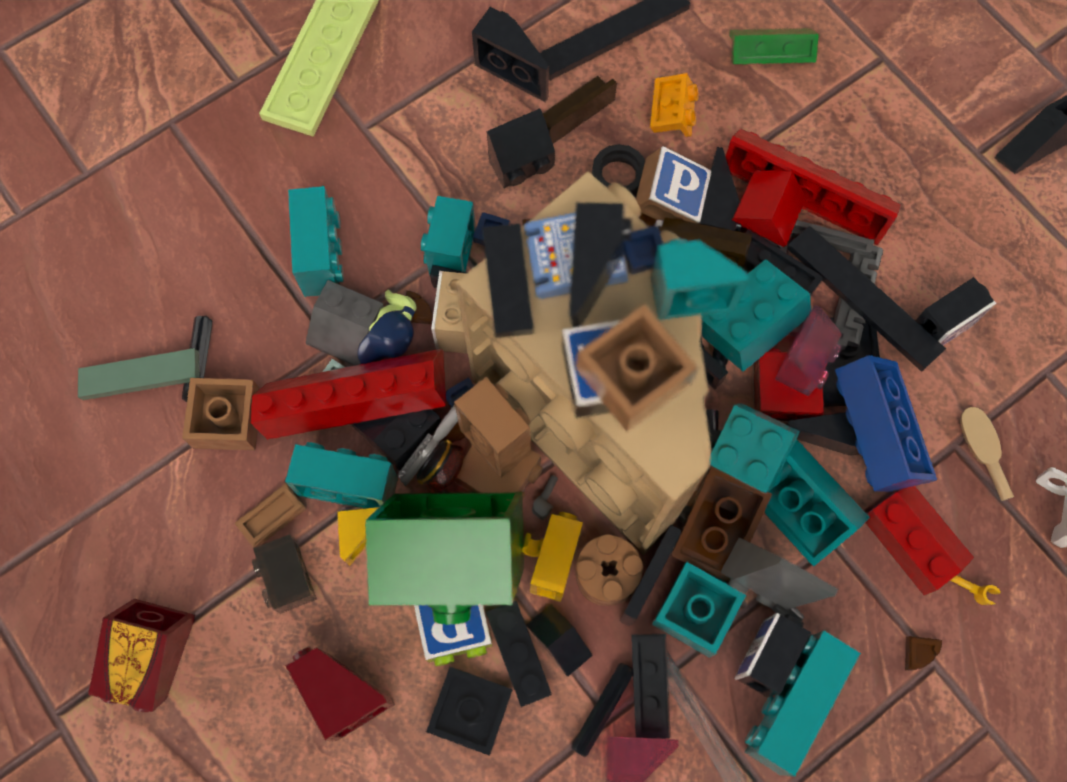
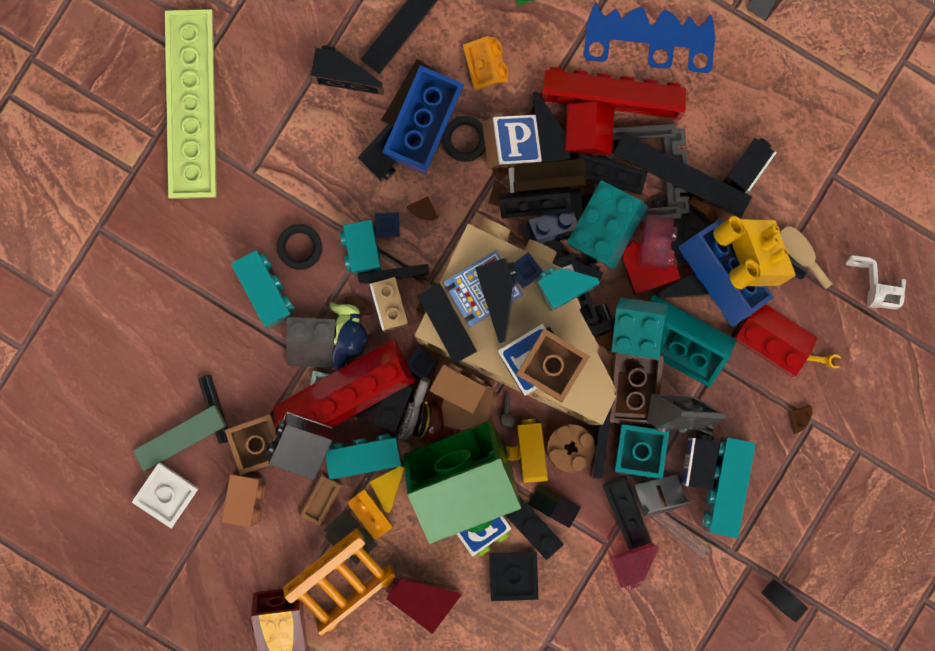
camera: 20 degrees left, 15 degrees up
(86, 433) = (165, 495): none -> white plate
(172, 472) = (243, 500): none -> nougat brick
(215, 602) = (334, 560): none -> light orange fence
(266, 423) = (299, 445): none -> black piece
(322, 555) = (370, 514): none -> light orange bracket
(376, 197) = (317, 247): none -> black tyre
(579, 125) = (423, 120): none -> blue slope
(602, 710) = (601, 540): black axle -> none
(719, 680) = (671, 493): none -> flat silver piece
(876, 344) = (703, 209): none -> reddish brown tile
(889, 150) = (661, 35): none -> blue piece
(935, 415) = (759, 253): none -> yellow piece

